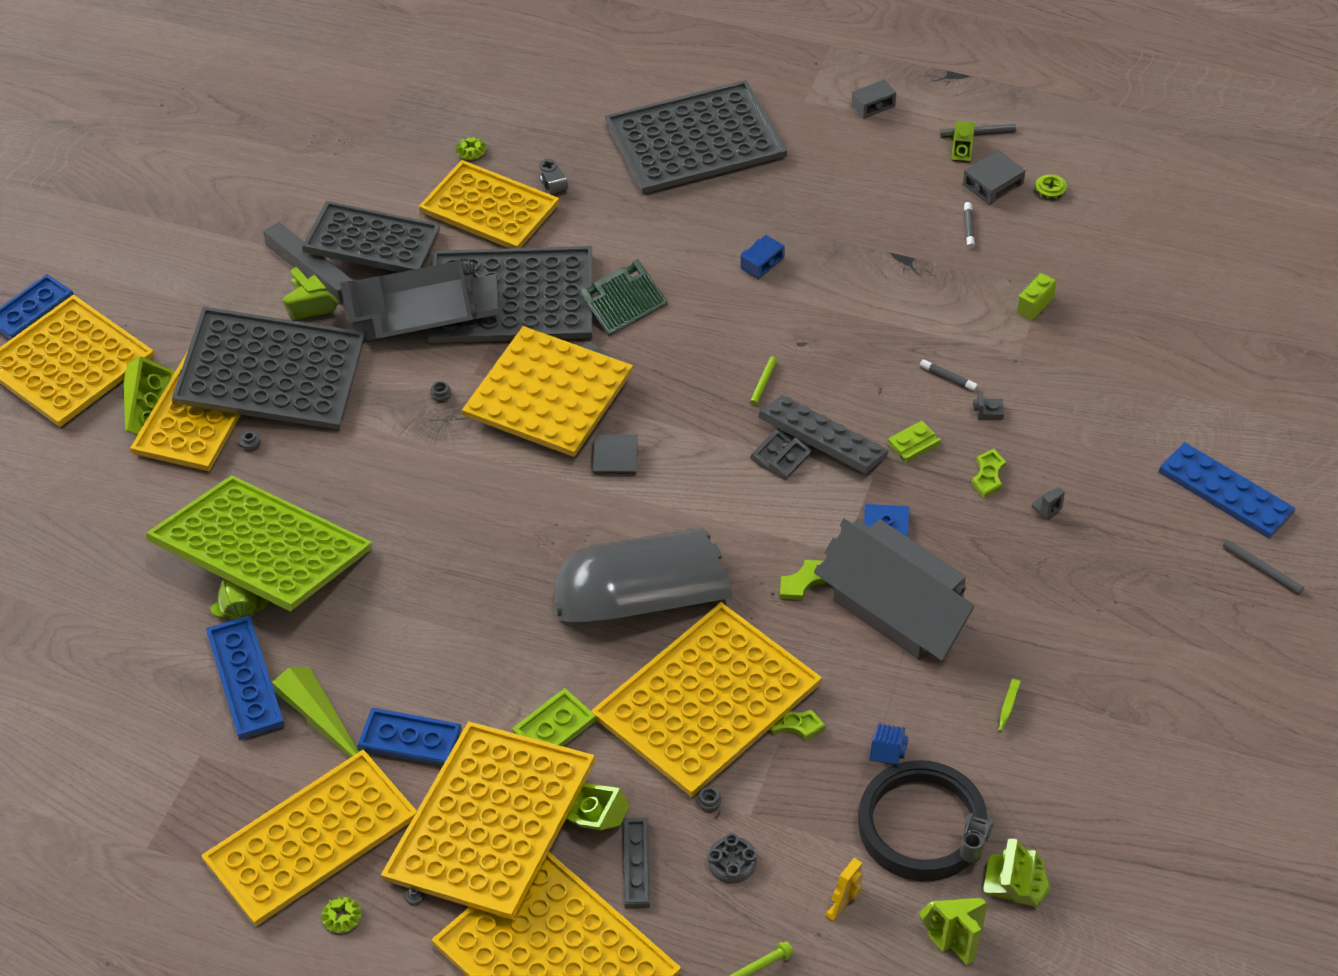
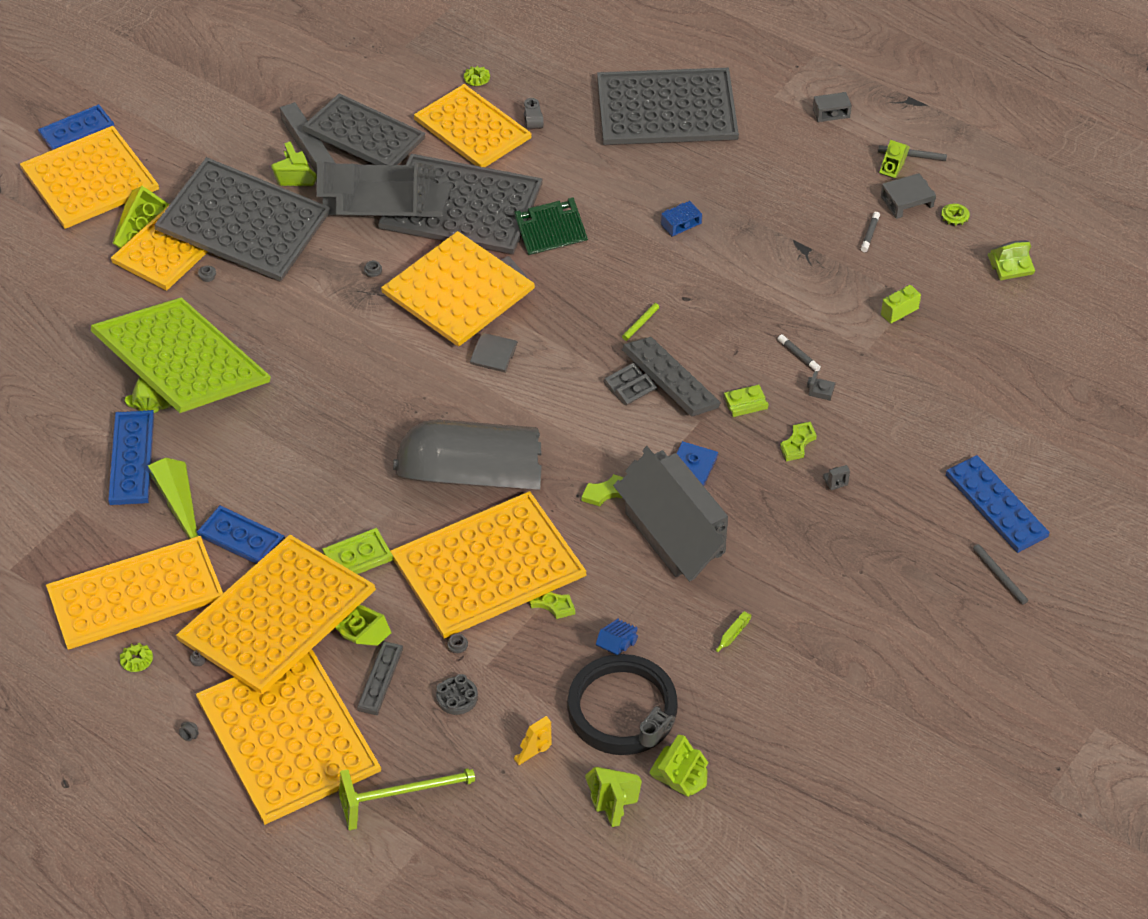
camera: 15 degrees right, 0 degrees up
(1132, 221) = (1012, 260): none -> lime piece

